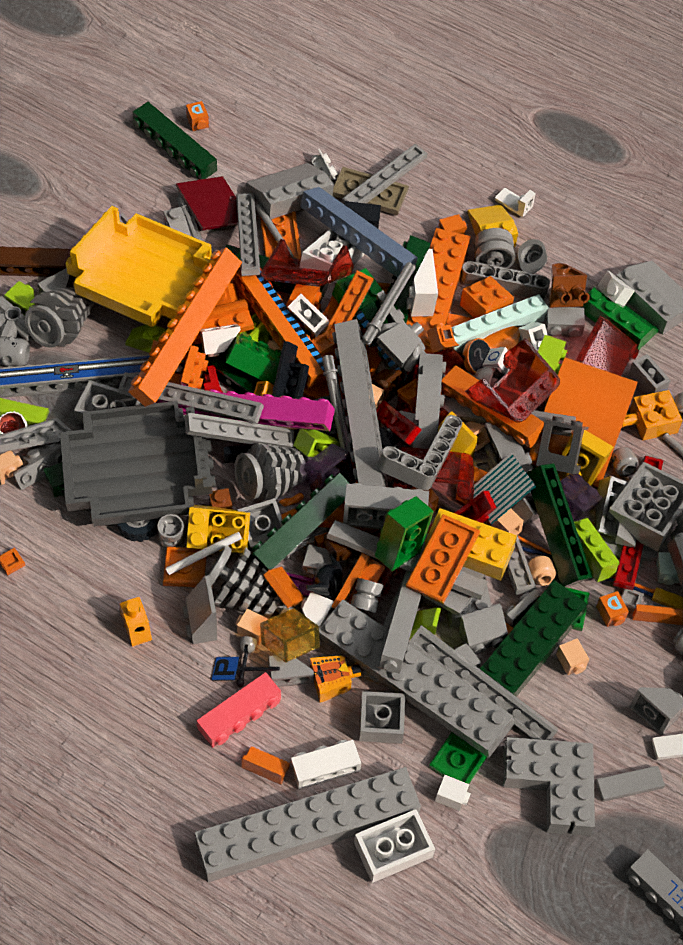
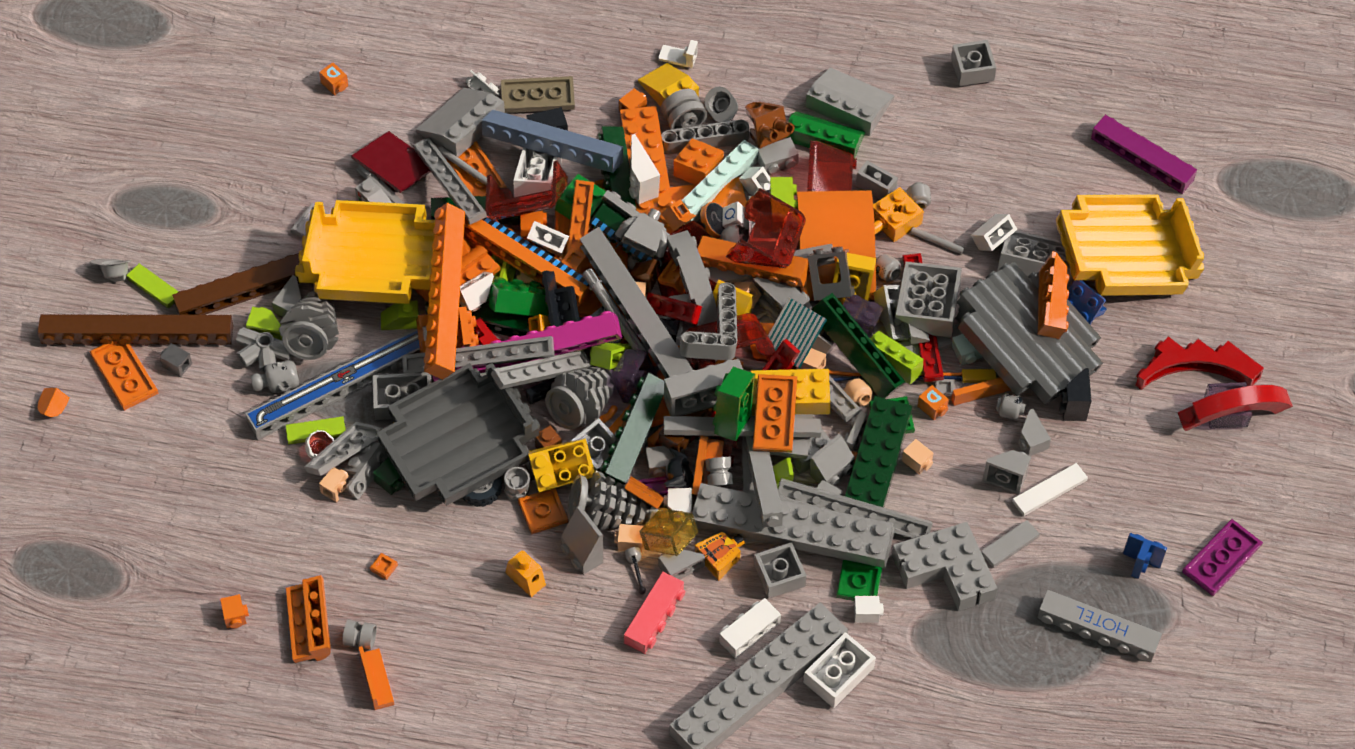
camera: 20 degrees left, 0 degrees up
(174, 141) = (325, 112): dark green brick -> none
(203, 553) = (558, 490): white piece -> none
(227, 667) = (626, 582): piece -> none
(265, 765) = (698, 650): orange panel -> none
(374, 327) = (618, 201): light grey axle -> none
(387, 175) = (547, 75): light grey tile -> none
(615, 289) = (810, 108): white slope -> none

